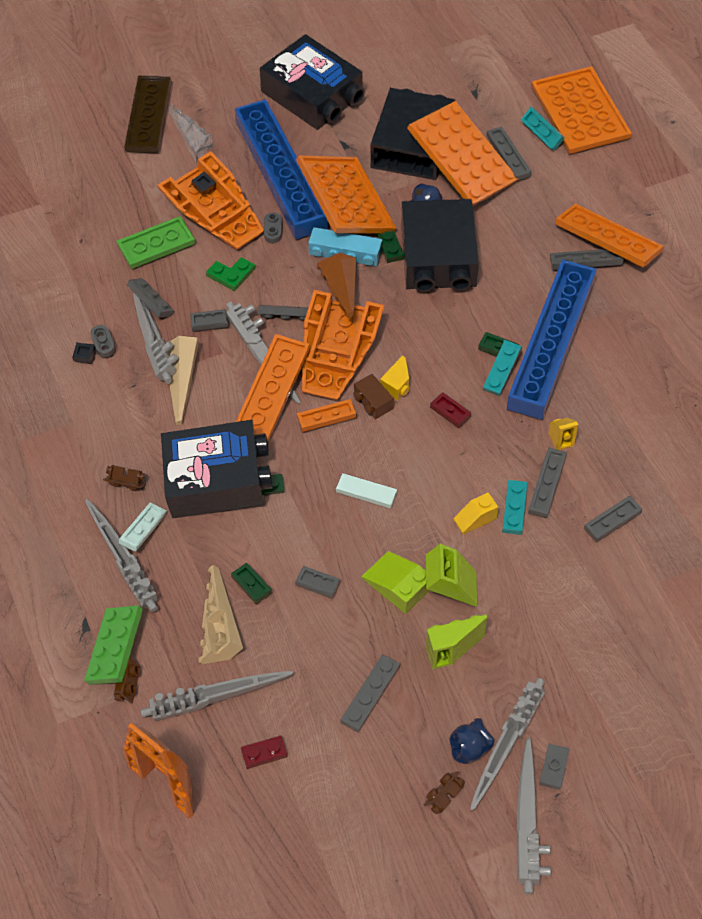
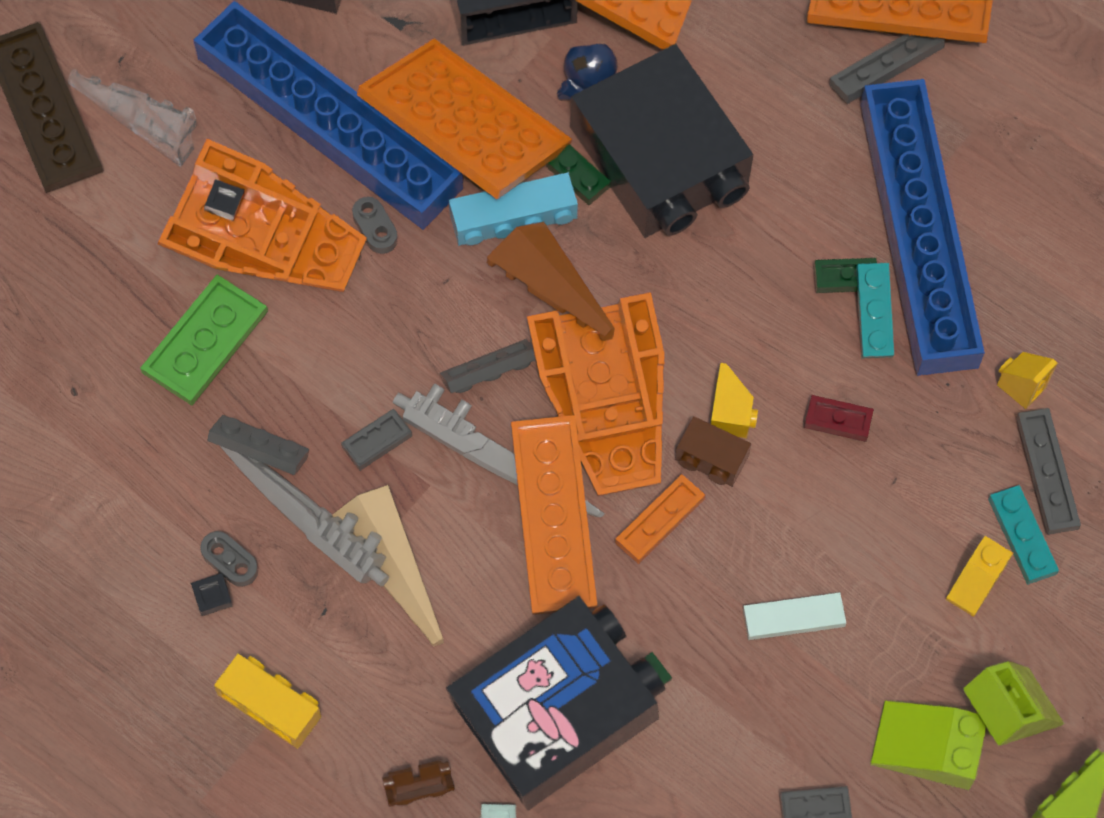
camera: 30 degrees left, 10 degrees up
(79, 409) = (268, 700): none -> yellow brick
(233, 276) = (363, 344): green plate -> none

